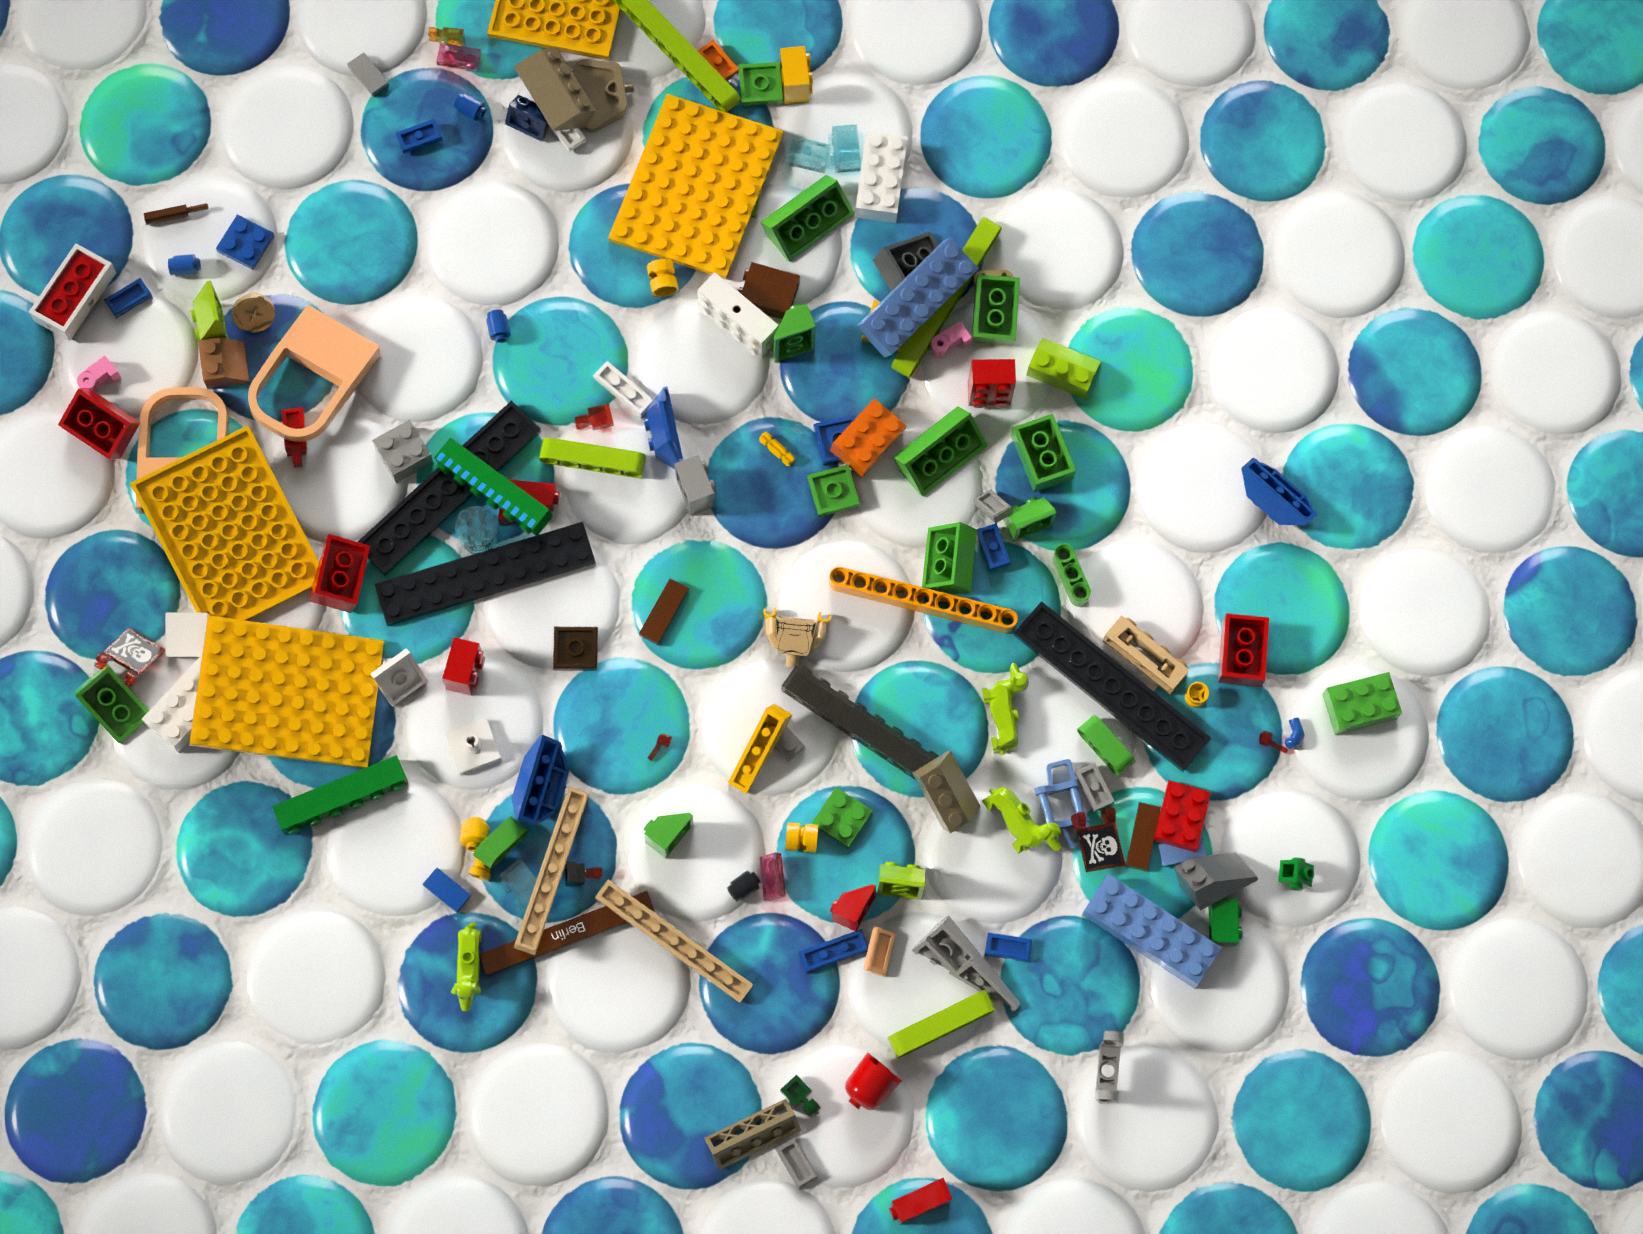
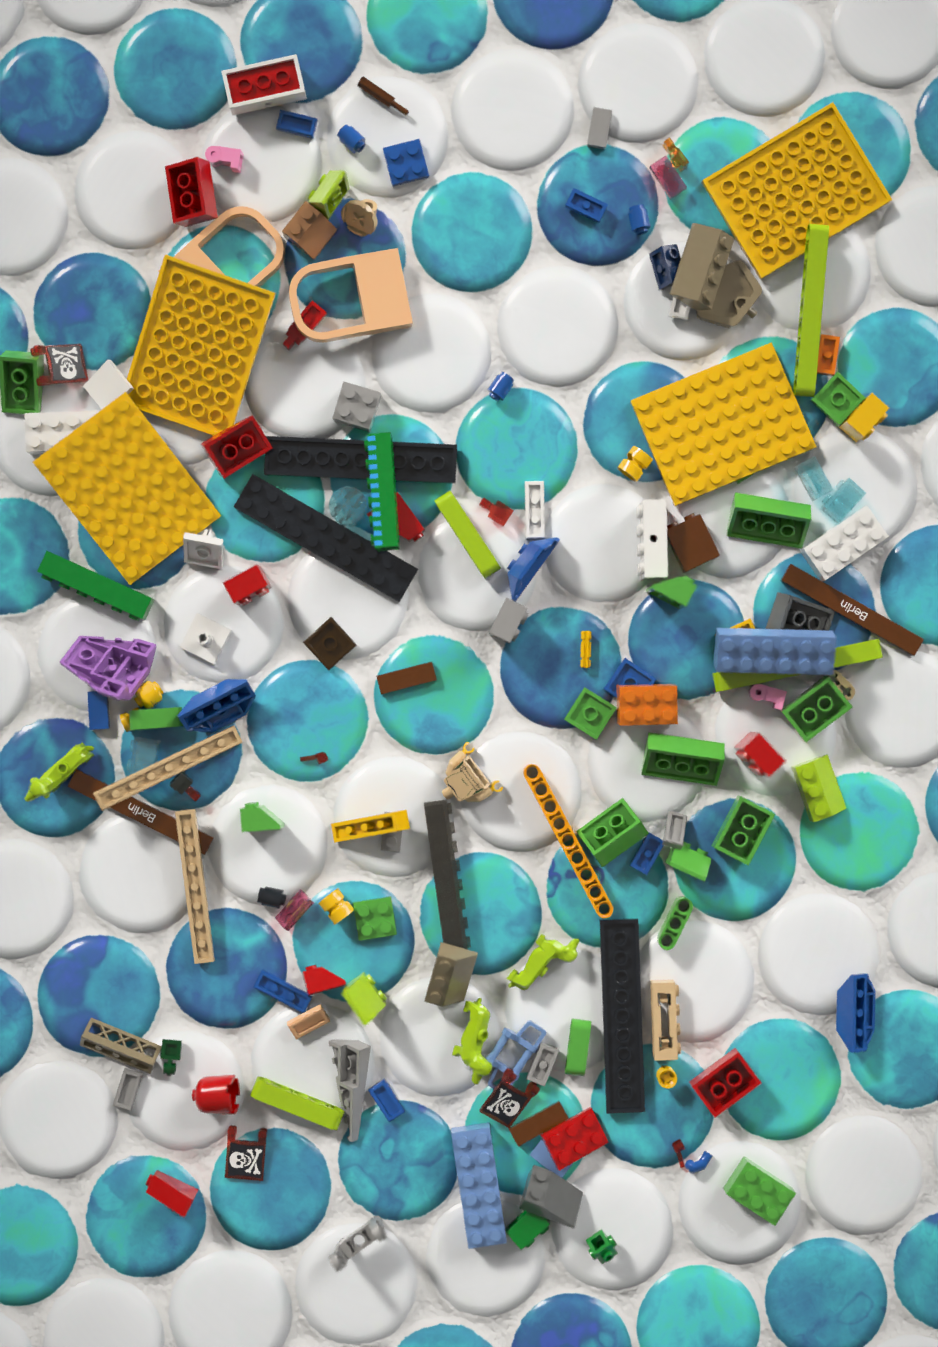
camera: 50 degrees right, 15 degrees up
(420, 839) = (110, 666): none -> medium lavender wedge
(941, 218) = (852, 609): none -> reddish brown tile
(949, 1113) = (245, 1158): none -> flag

